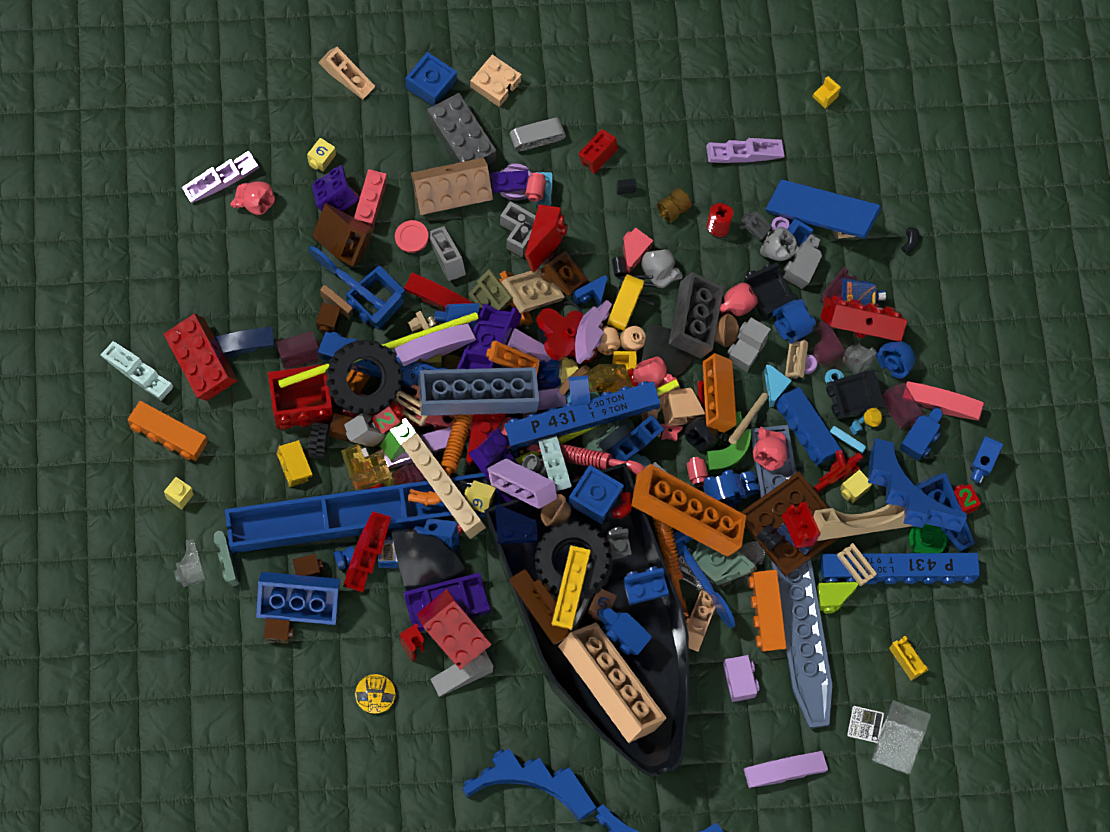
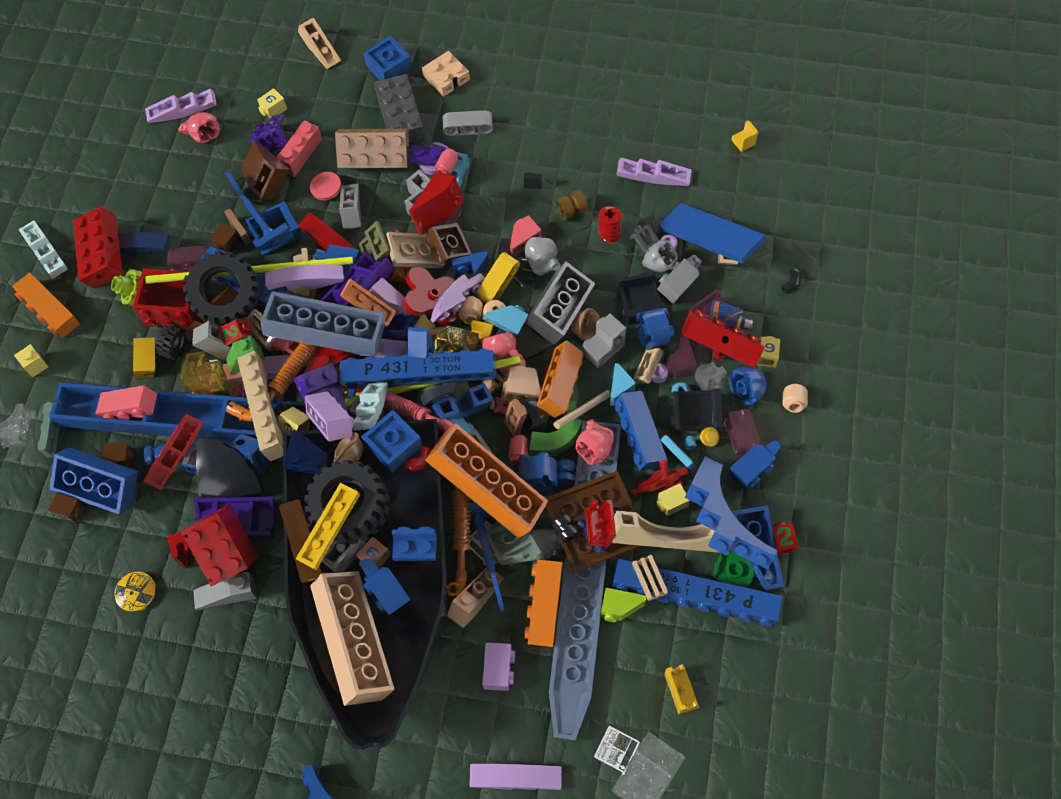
camera: 25 degrees right, 5 degrees down
(253, 392) = (127, 286): none -> lime plant
(303, 515) = (127, 403): none -> coral brick
(508, 770) = (232, 701): blue arch -> none
(598, 150) = (517, 146): red hinge -> none
(619, 543) = (402, 495): dark grey bracket -> none
(652, 344) = (507, 318): none -> medium azure slope
(687, 441) = (515, 417): none -> nougat plate
(738, 300) = (605, 299): coral piece -> none
(800, 231) = (684, 249): blue panel -> none
(909, 313) = (770, 353): none -> light yellow brick
(943, 361) = (795, 398): none -> light nougat head
(947, 401) = (790, 438): coral slope -> none
(988, 453) = (817, 496): blue torso -> none

